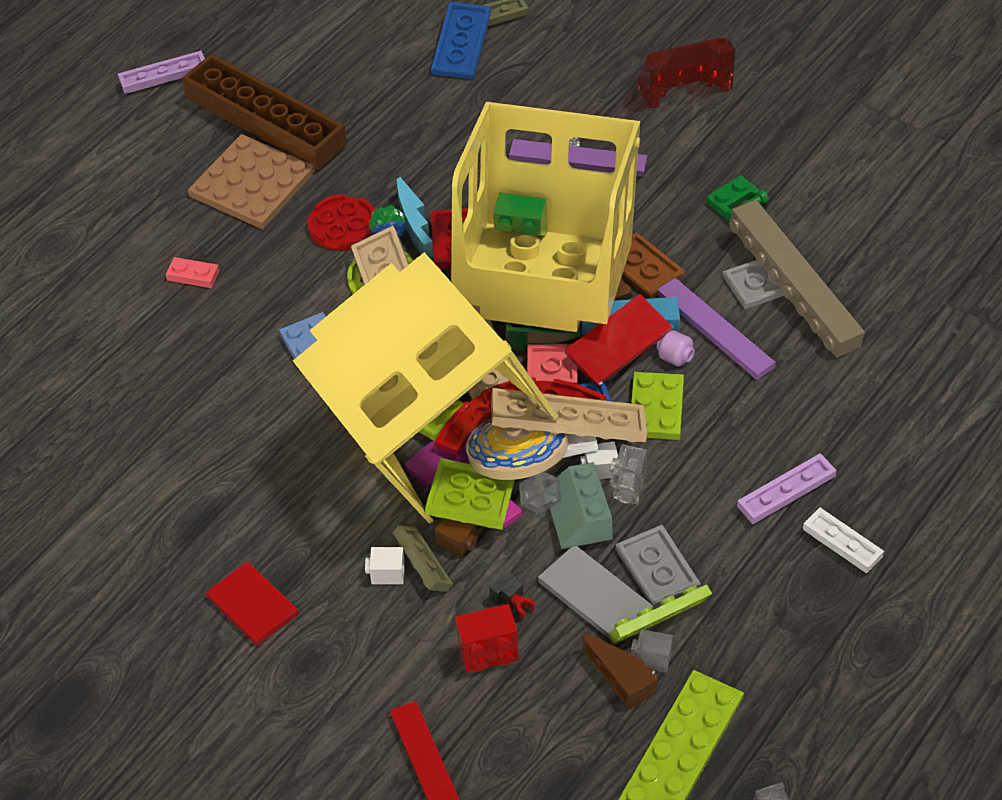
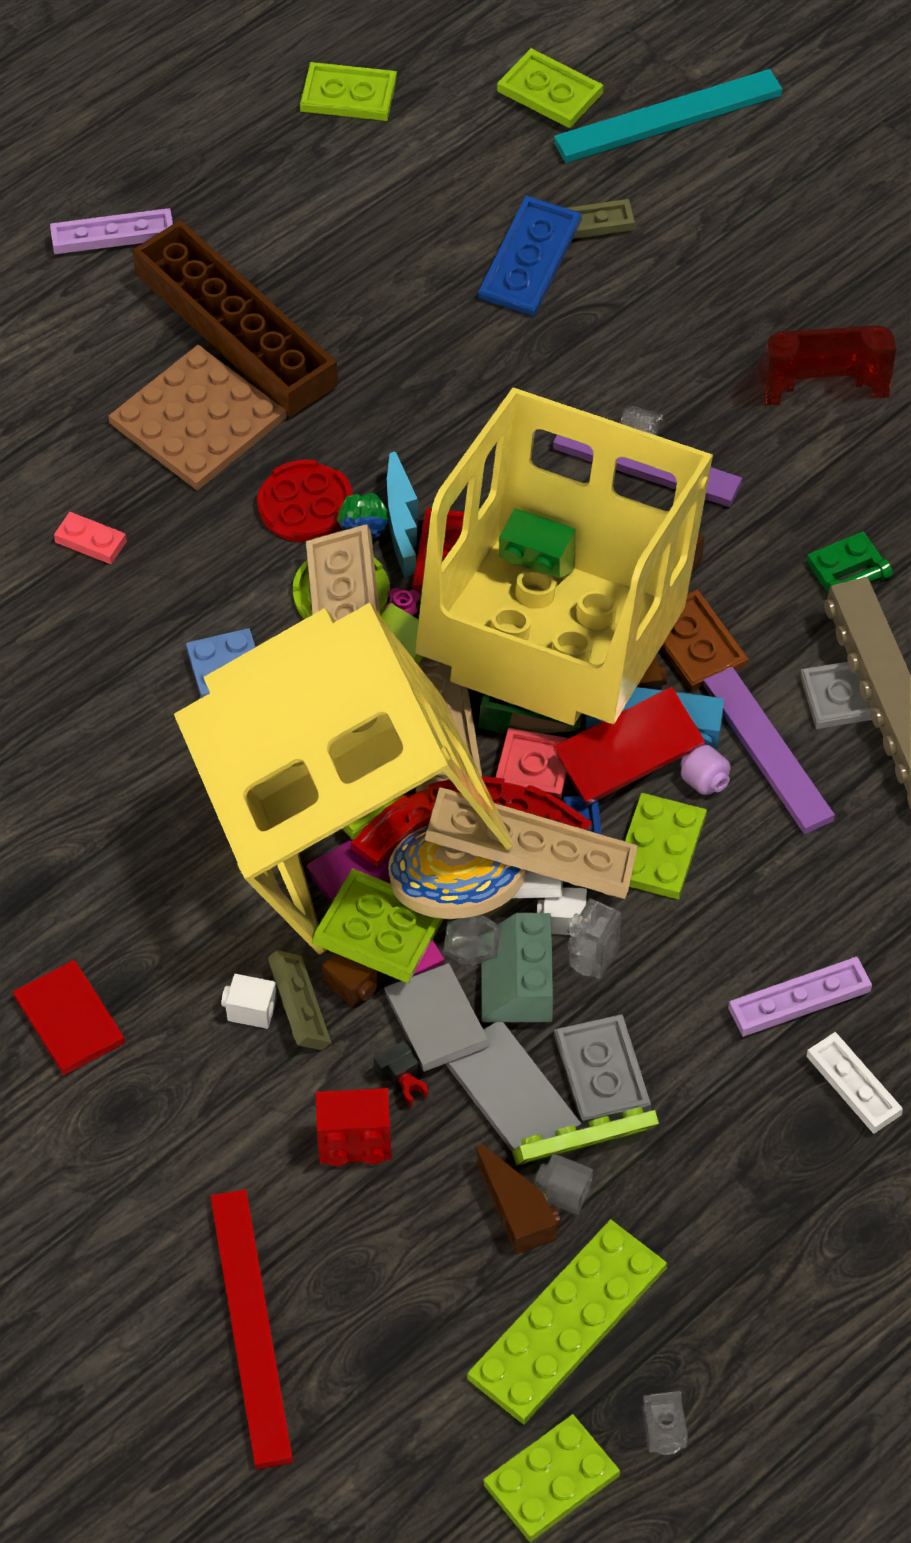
camera: 10 degrees right, 5 degrees up
(527, 551) = (436, 1017): none -> light grey tile

